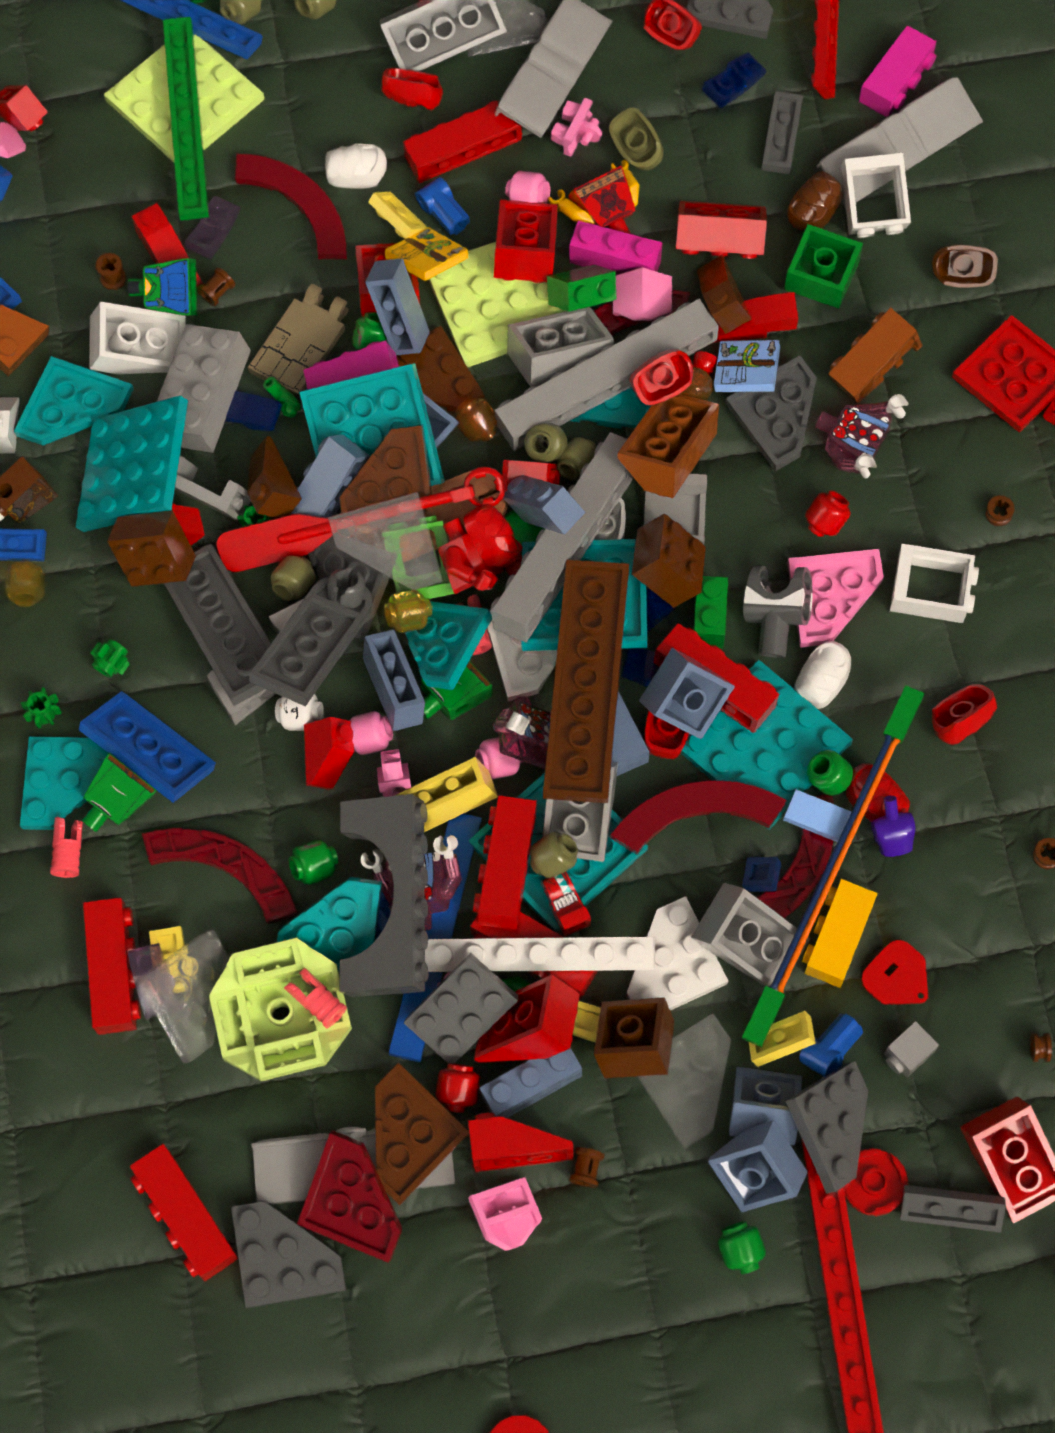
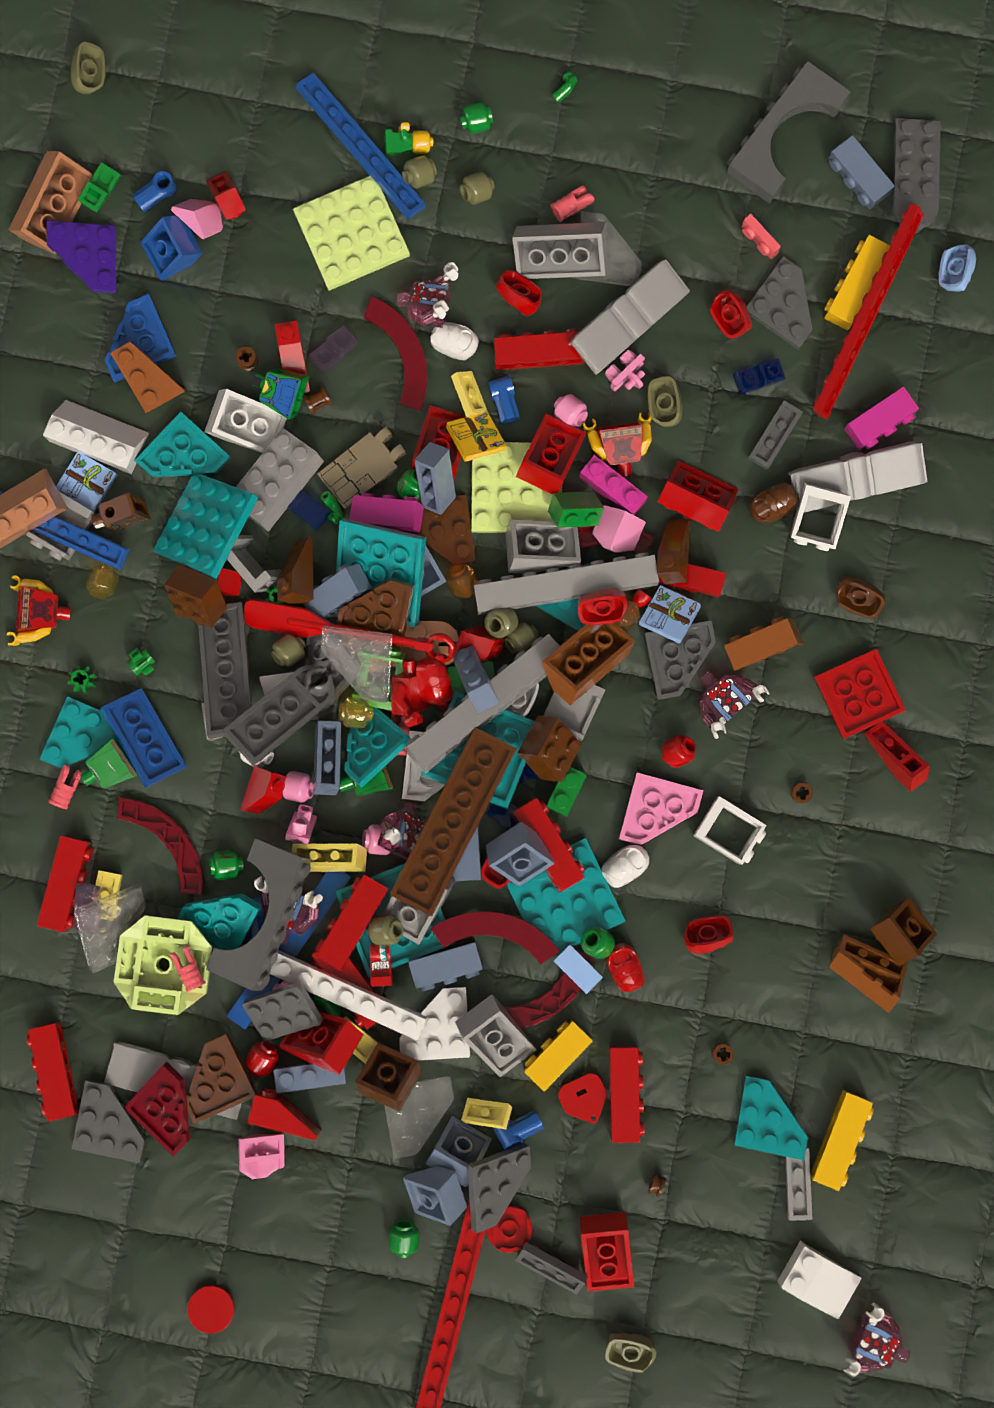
camera: 20 degrees right, 15 degrees up
(185, 119) = (343, 256): green plate -> none
(308, 130) = (430, 299): none -> torso
(586, 1167) = (325, 1145): reddish brown bush -> none
(649, 878) = (446, 966): none -> sand blue brick
(761, 874) = (522, 993): dark blue plate -> none
(772, 999) = (490, 1085): piece -> none
(777, 610) = (611, 809): dark grey connector -> none
(823, 266) = (757, 558): green brick -> none
(894, 831) = (624, 1000): dark purple piece -> none
(910, 1050) = (569, 1153): light grey brick -> none
(948, 948) = (624, 1094): none -> red brick

